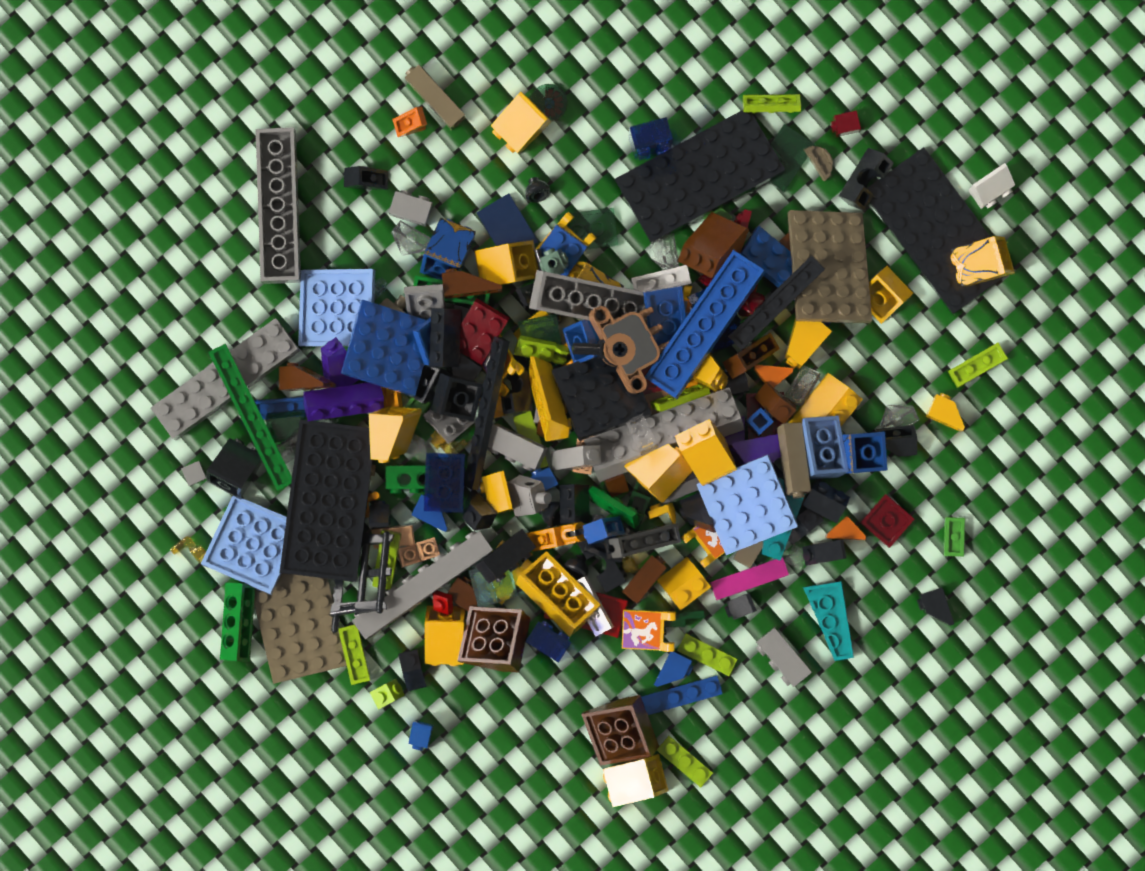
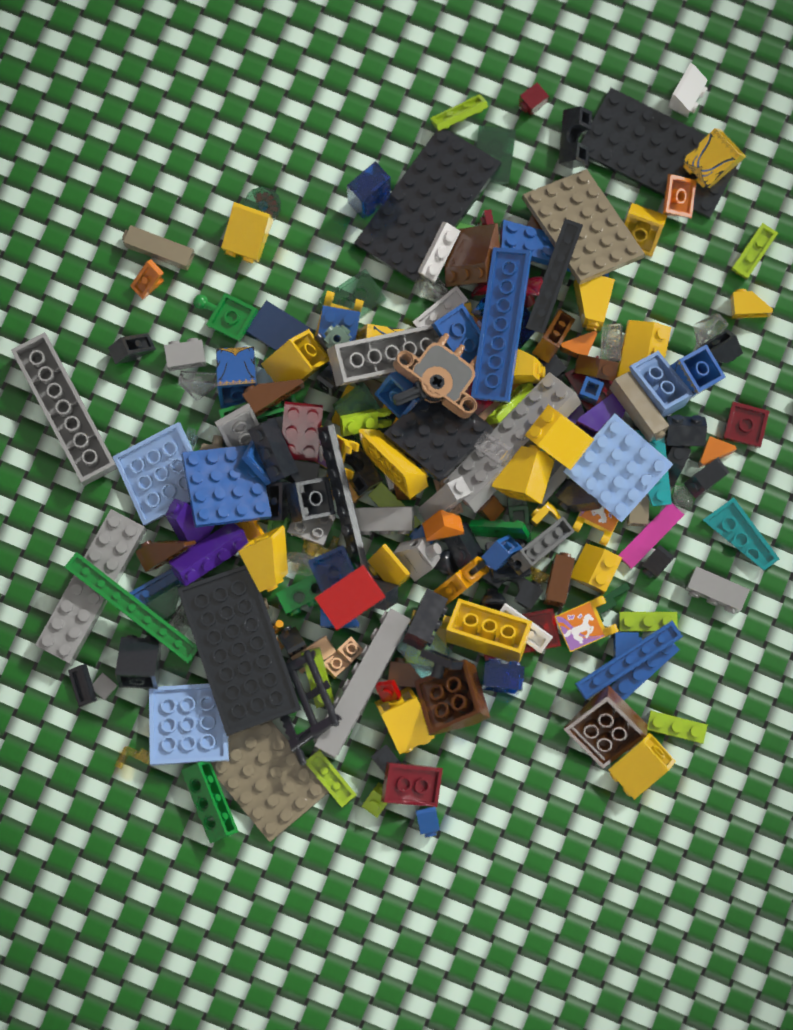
camera: 30 degrees left, 5 degrees down
(175, 463) = (82, 685): none -> black tile
(422, 696) = (411, 784): none -> dark red plate
(447, 504) = (350, 597): none -> red tile
(468, 192) = (229, 317): none -> green plate
(500, 601) = (440, 662): none -> black tile
(537, 190) = (290, 285): black brick -> none
(563, 480) = (442, 525): none -> orange slope
(670, 681) = (628, 660): none -> blue tile
(686, 226) = (439, 251): none -> white plate
(821, 160) = (528, 141): dark tan tile -> none
(932, 281) = (679, 196): none -> orange slope

